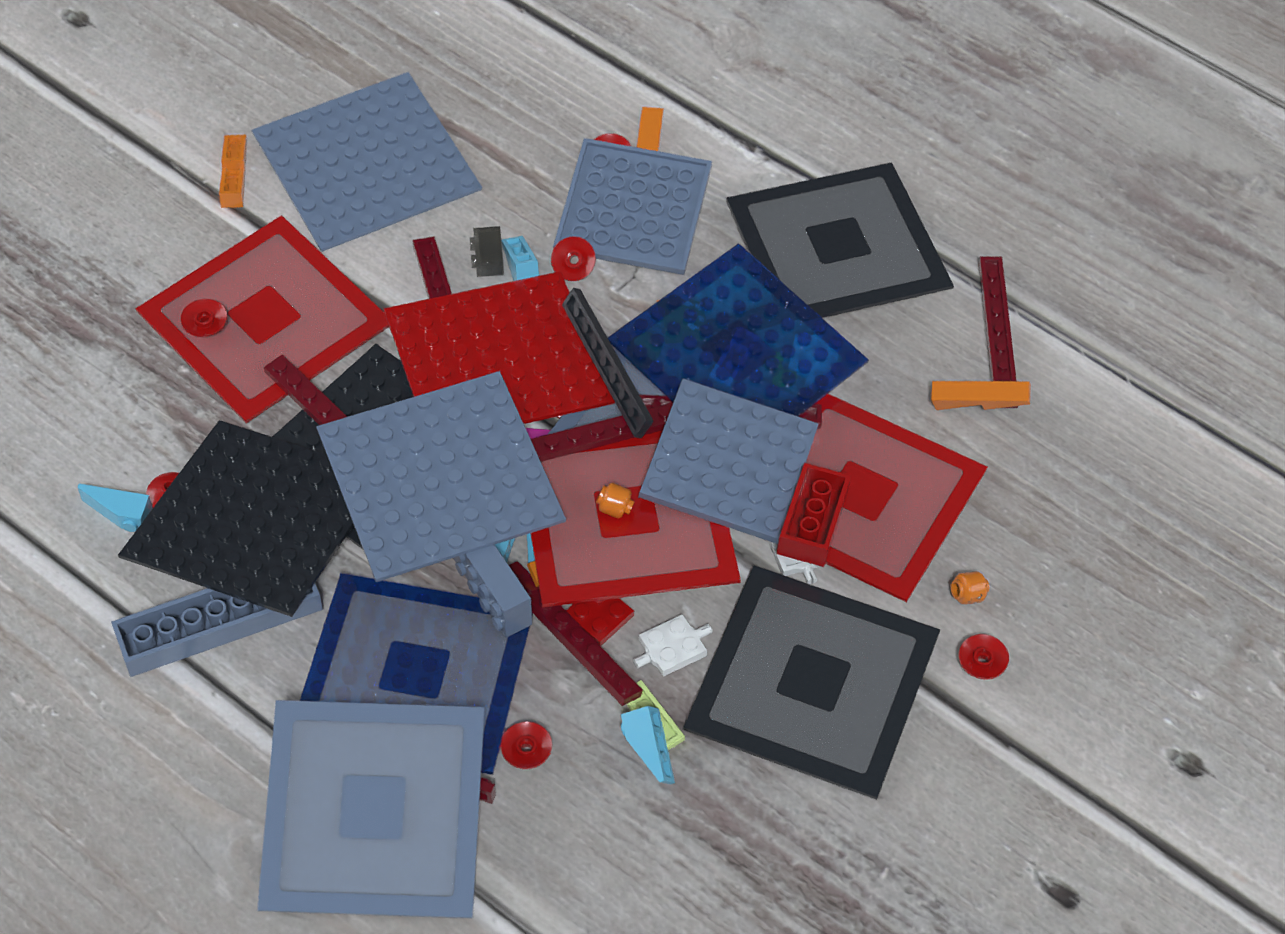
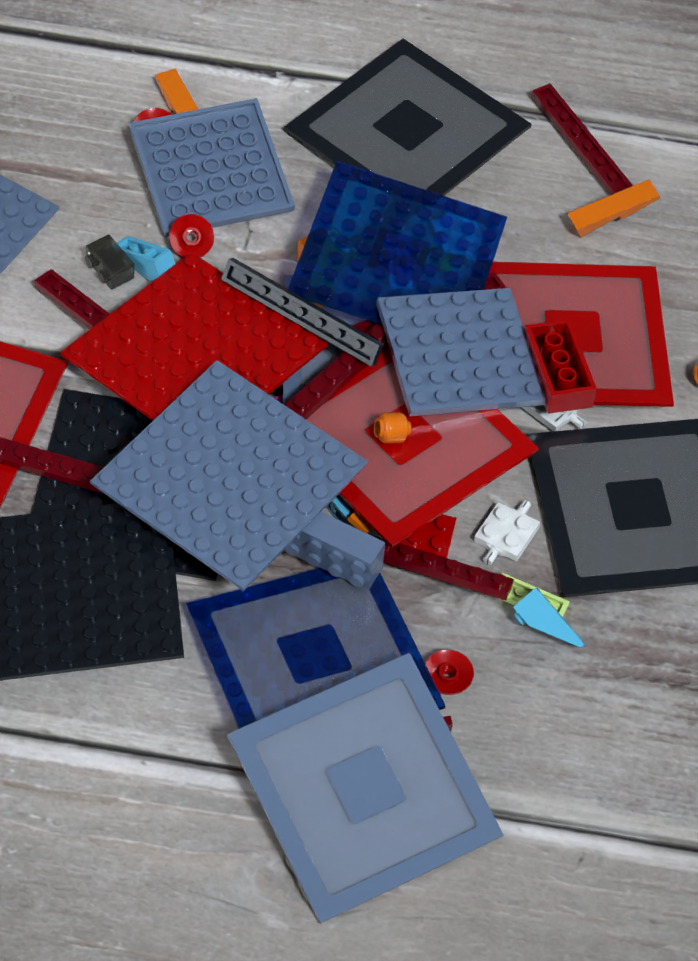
camera: 35 degrees left, 0 degrees up
(194, 626) = (87, 714): sand blue brick -> none

